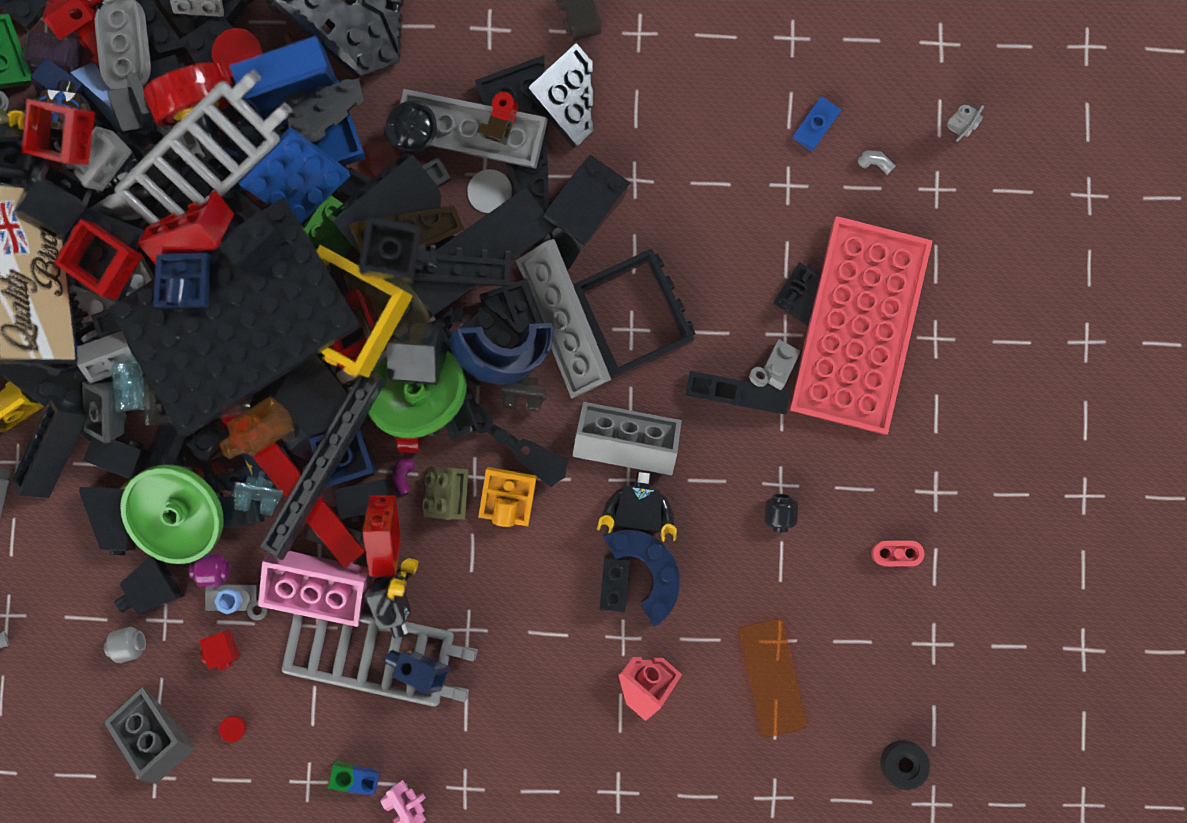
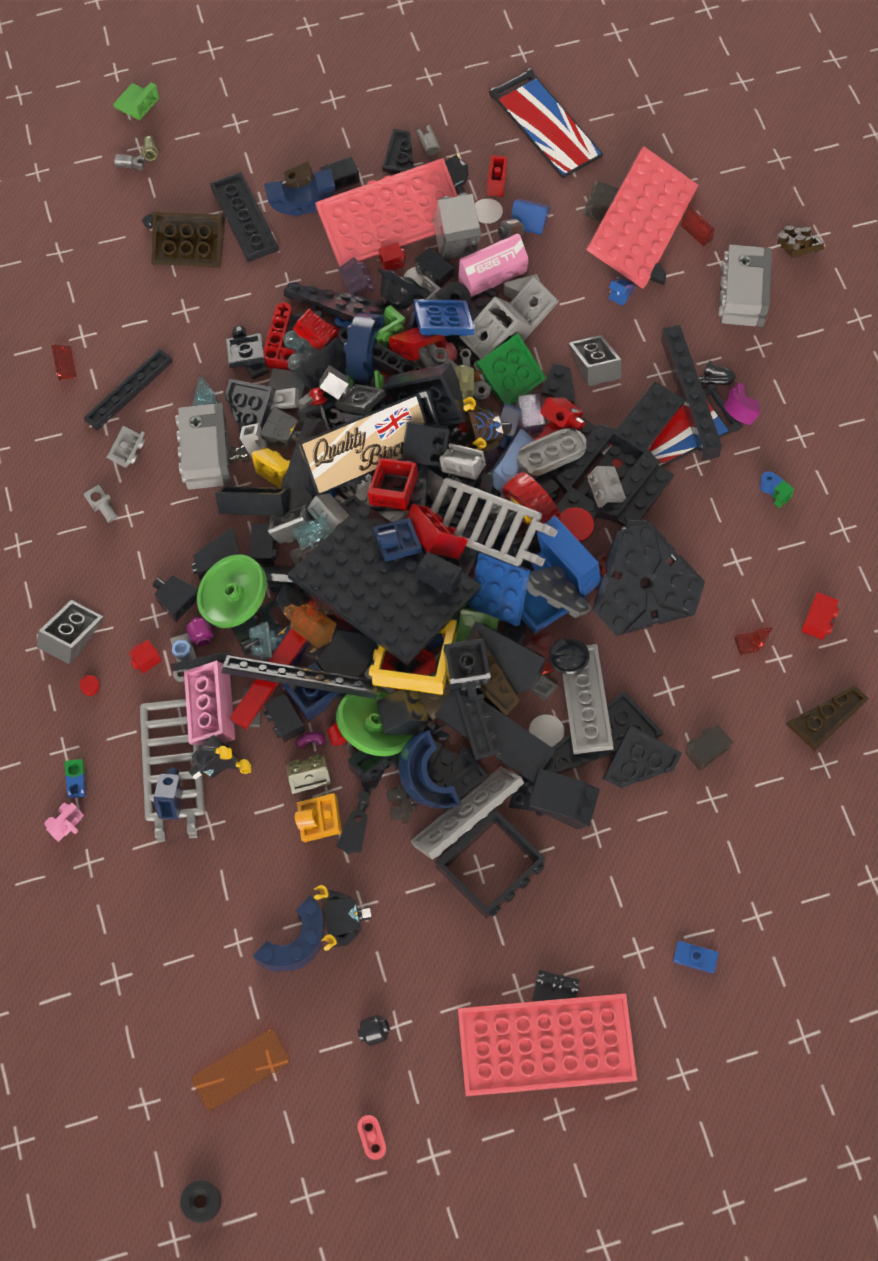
camera: 70 degrees right, 20 degrees down
(76, 136) = (473, 439): red window -> none
(125, 644) = (130, 594): light grey head -> none
(131, 107) = (507, 469): black panel -> none
(252, 581) = (199, 661): none -> black tile
(382, 536) = (260, 733): red window -> none
(501, 119) = (599, 714): leg -> none
(614, 584) = (276, 918): black hinge -> none
(627, 438) = (393, 891): light grey slope -> none
(647, 684) = (207, 969): coral slope -> none
(737, 392) = (457, 964): black slope -> none
(777, 366) = (488, 986): light grey hinge -> none
(876, 158) = (687, 1014): light grey arm -> none
(965, 120) = (743, 1071): light grey hinge -> none

